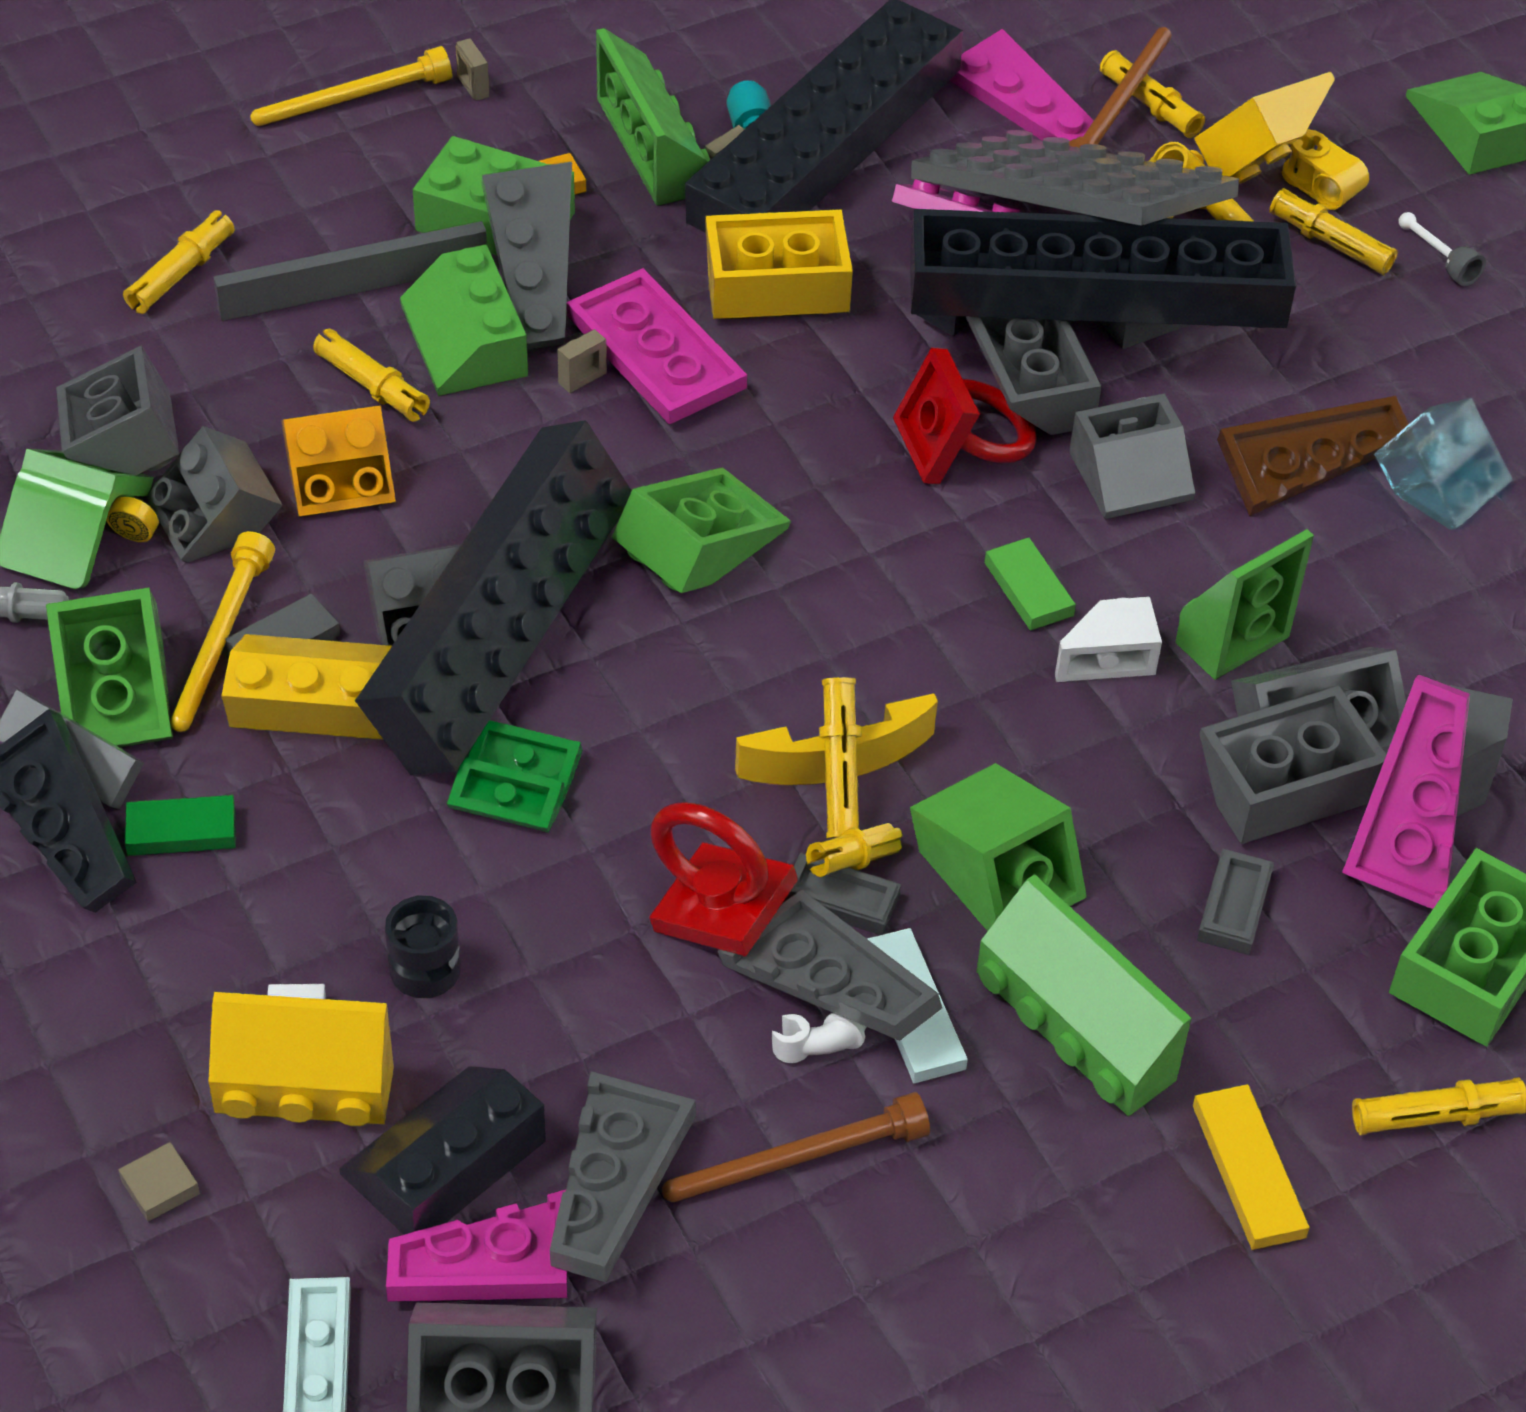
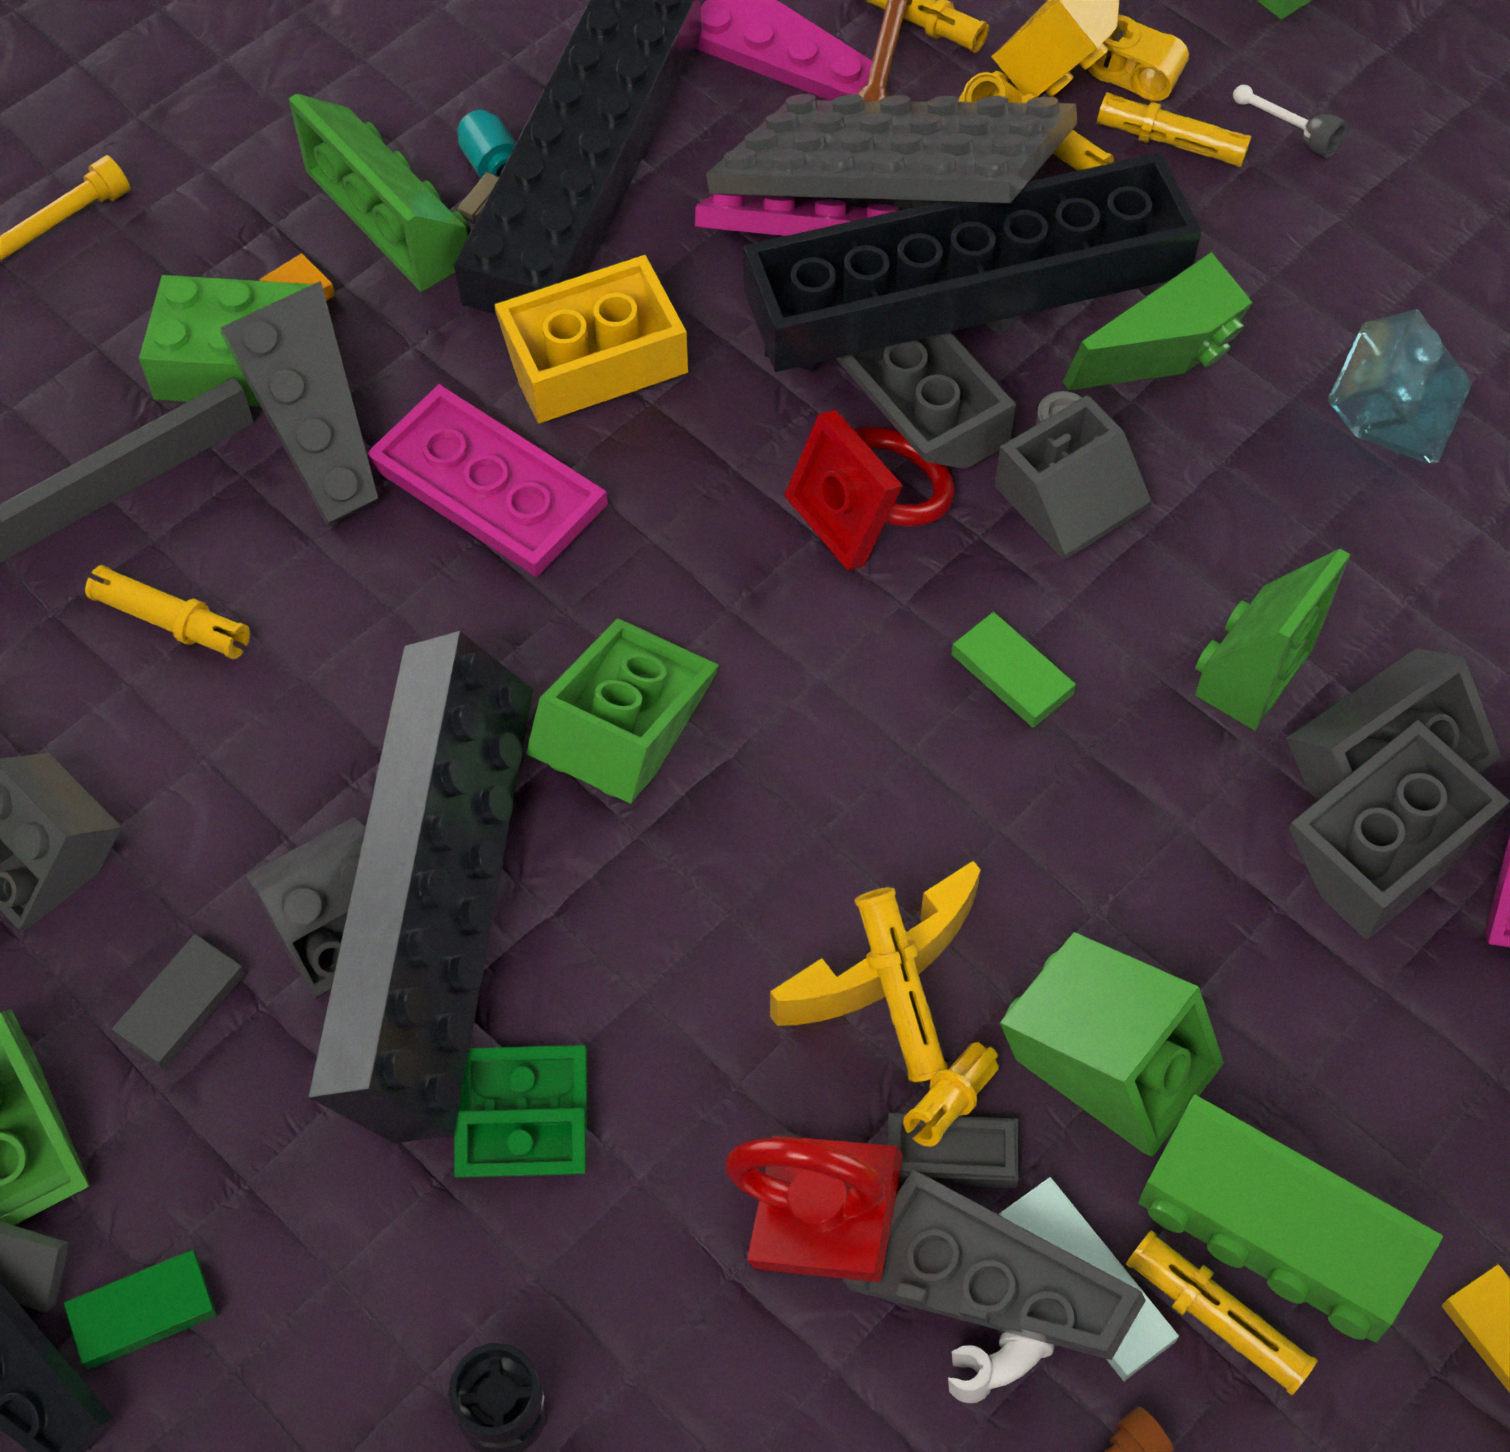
camera: 15 degrees left, 10 degrees up
(250, 557) = (105, 905): yellow piece -> none
(300, 685) = (227, 1062): yellow slope -> none
(338, 460) = (167, 741): light orange slope -> none
(465, 322) = (256, 512): bright green slope -> none
(472, 69) = (152, 175): dark tan tile -> none
(582, 361) = (409, 525): dark tan plate -> none
(994, 1035) = (1221, 1312): none -> yellow pin
(1111, 642) = (1138, 721): white slope -> none
(1235, 901) = (1388, 1018): dark grey tile -> none
(1249, 367) = (1166, 331): none -> bright green slope
(1299, 451) = (1245, 413): reddish brown wing -> none

